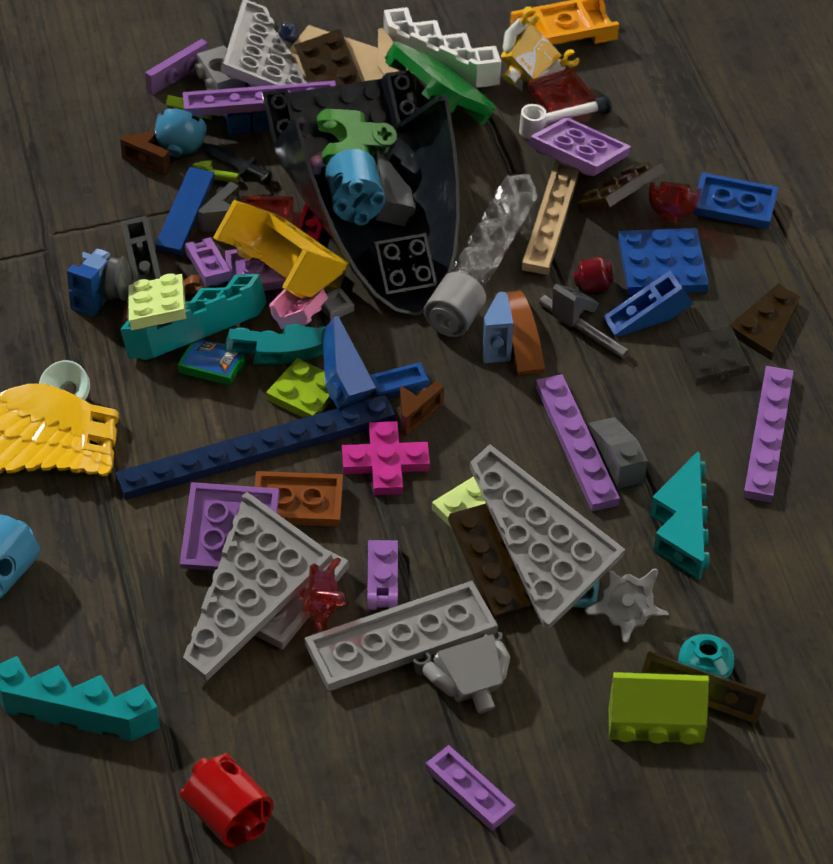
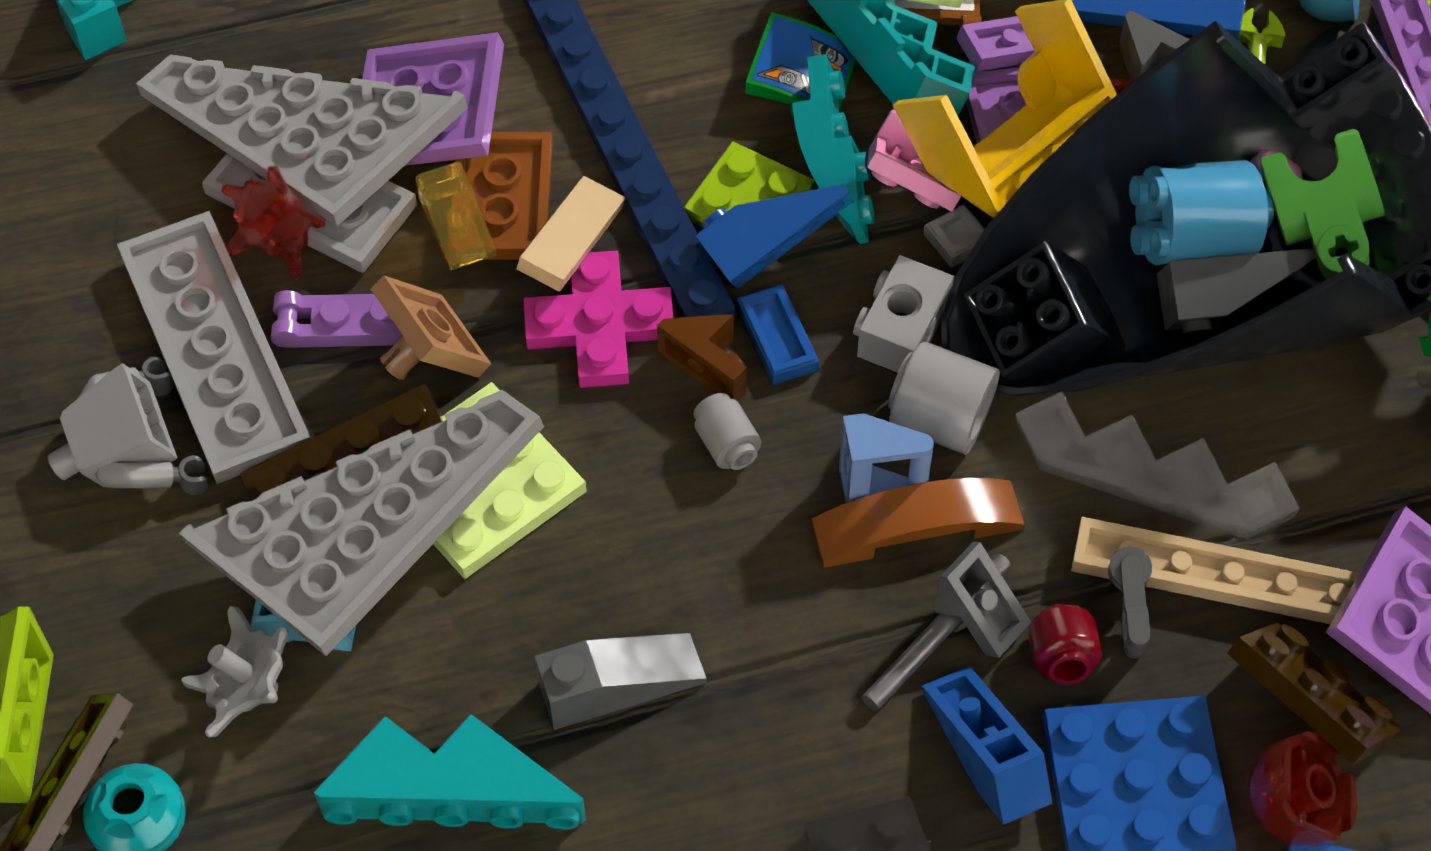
camera: 90 degrees right, 10 degrees up
(322, 510) = (454, 215): none -> clear yellow slope
(334, 460) = (570, 233): none -> tan tile
(394, 323) = (906, 289): none -> light grey brick
(406, 525) = (428, 330): none -> medium nougat tile
(468, 399) = (726, 432): none -> light grey brick
(557, 244) = (1130, 572): none -> dark grey piece
(577, 443) = (648, 609): medium lavender plate -> none

